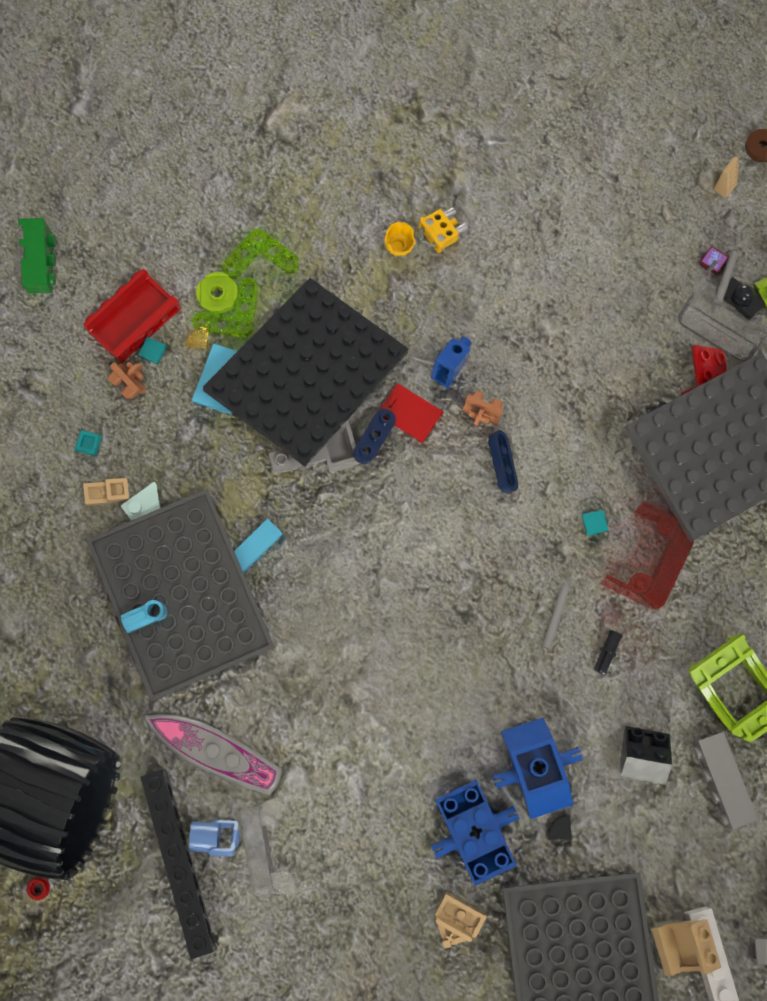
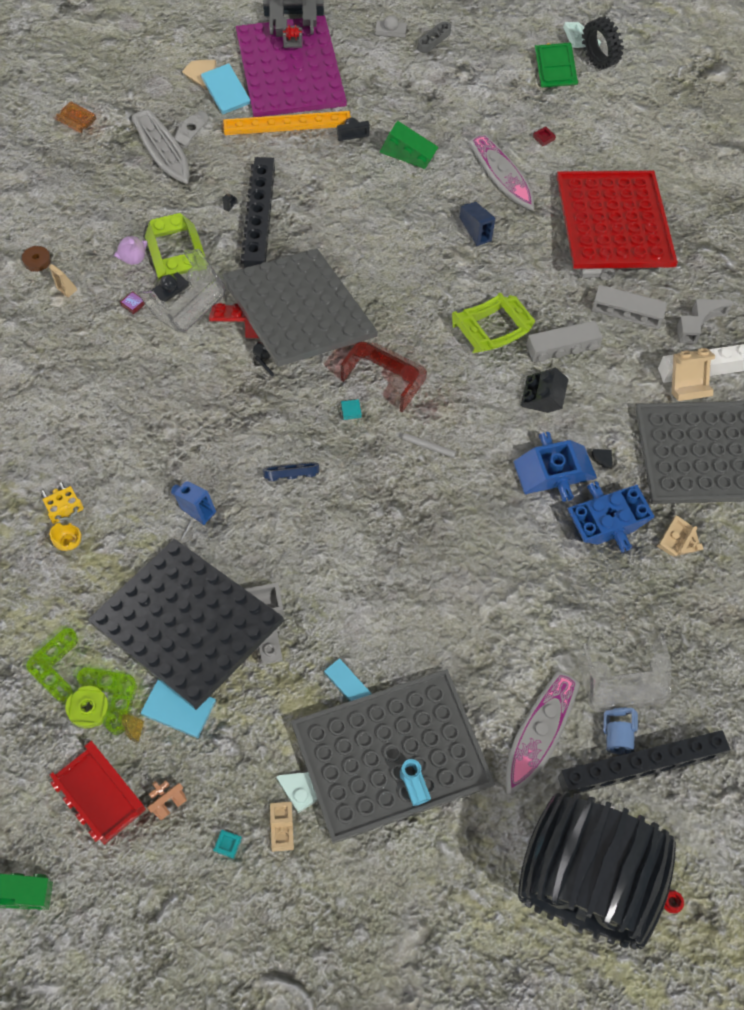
camera: 90 degrees left, 15 degrees down
(152, 351) = (138, 775): teal tile -> none
(369, 441) = (256, 570): dark blue plate -> none
(411, 412) = (234, 544): red container -> none
(483, 410) = (242, 483): nougat hips -> none
(607, 652) = (460, 410): black axle -> none
(726, 277) = (166, 298): light grey bar -> none

